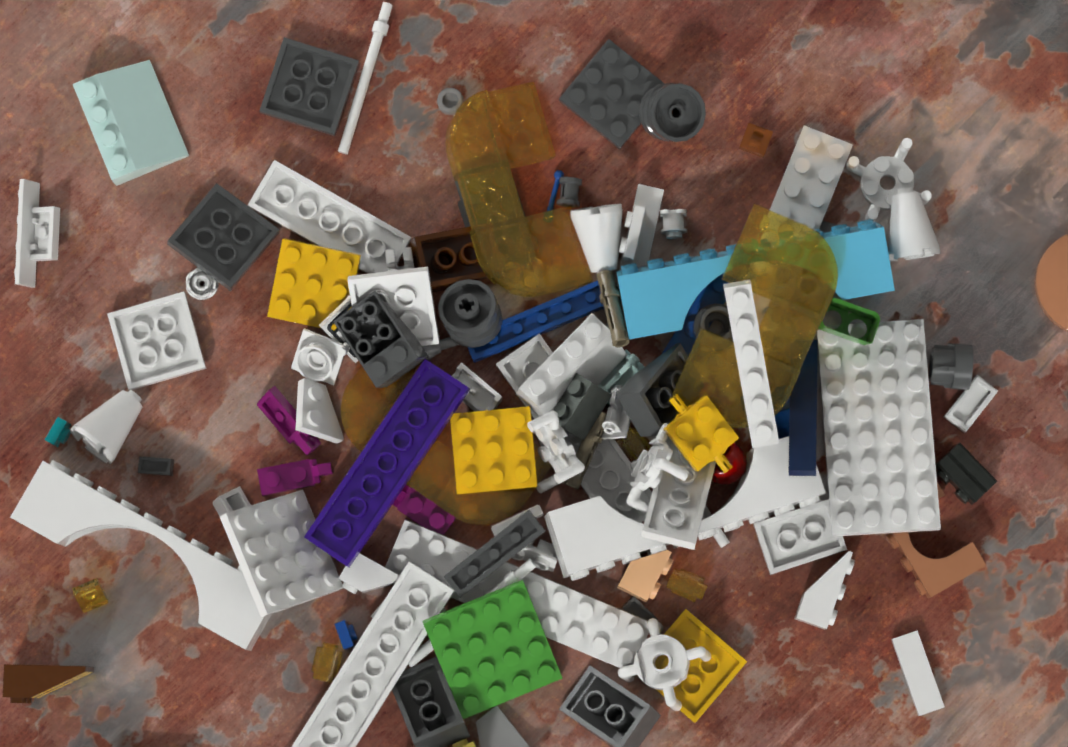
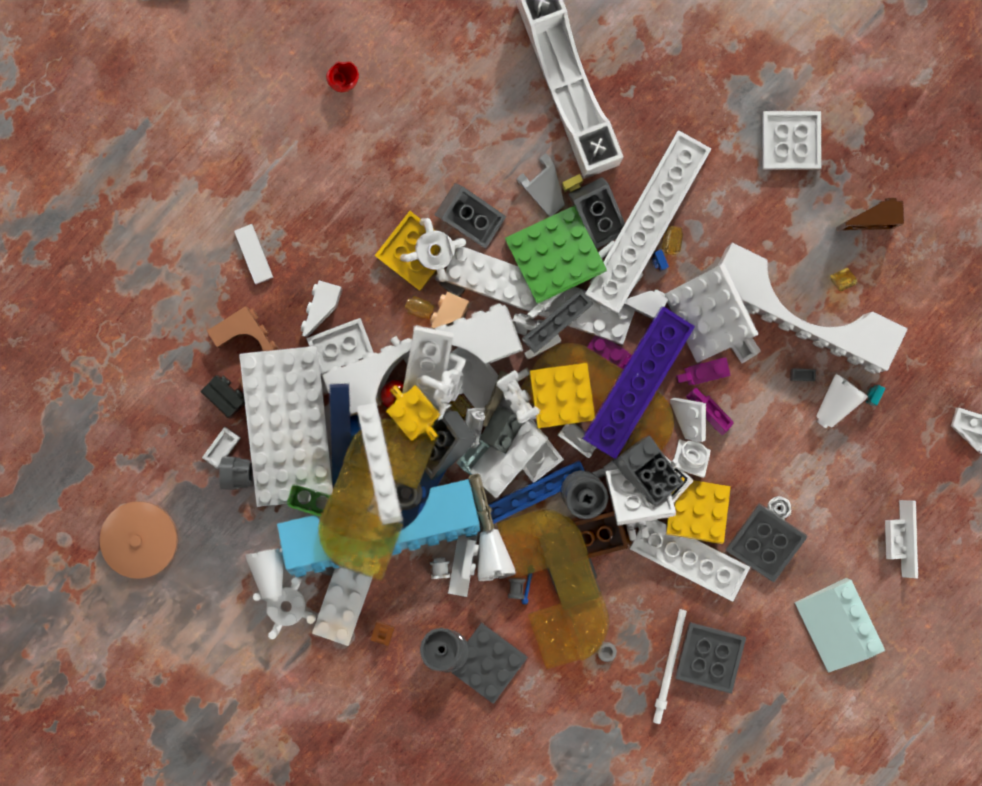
camera: 175 degrees right, 5 degrees up
(156, 341) = (809, 464): white plate -> none

